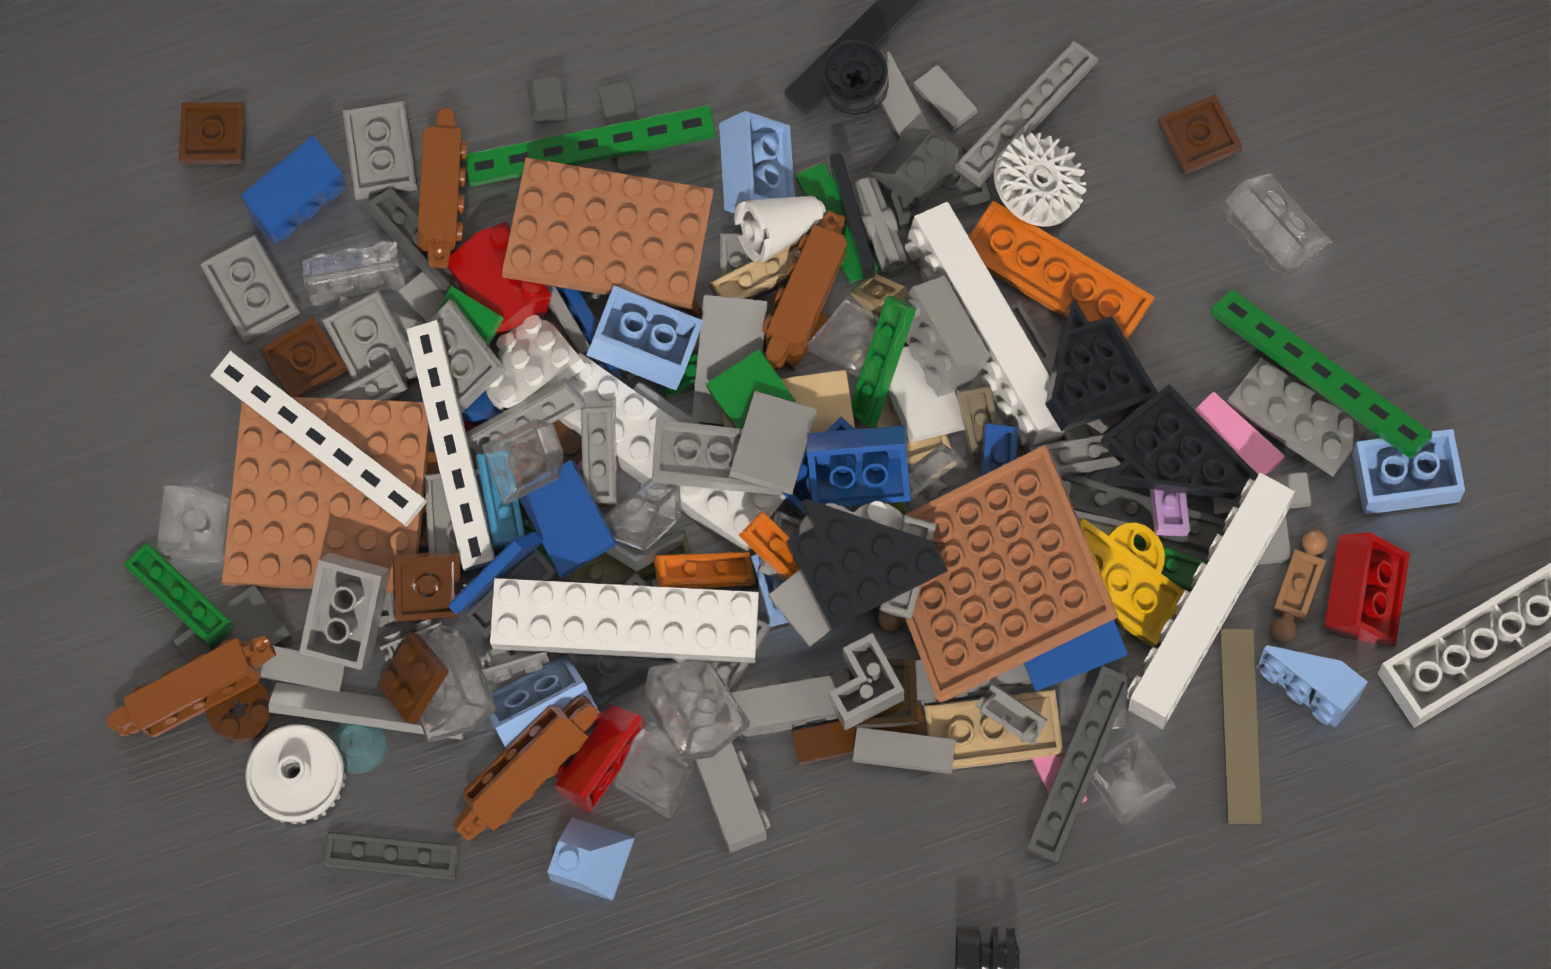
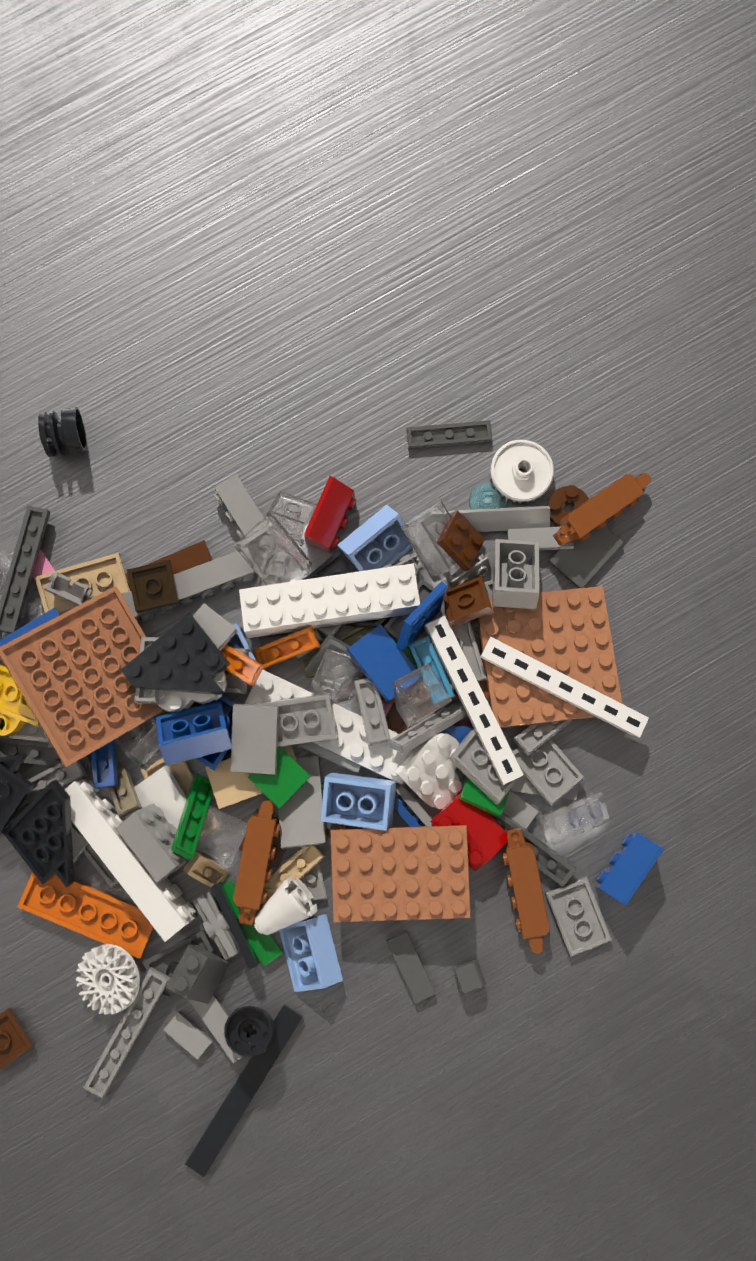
camera: 165 degrees right, 10 degrees up
(179, 595) = (628, 571): green tile -> none
(193, 524) = (632, 619): clear slope -> none
(212, 133) = (699, 904): reddish brown plate -> none
(249, 288) = (641, 795): light grey tile -> none
(303, 359) = (590, 749): reddish brown plate -> none
(524, 766) = (375, 499): dark orange hinge -> none
(590, 858) = (323, 455): light blue slope -> none
(593, 144) = (429, 946): green tile -> none
(873, 684) = (155, 579): light grey brick -> none
(904, 750) = (126, 558): light grey tile -> none

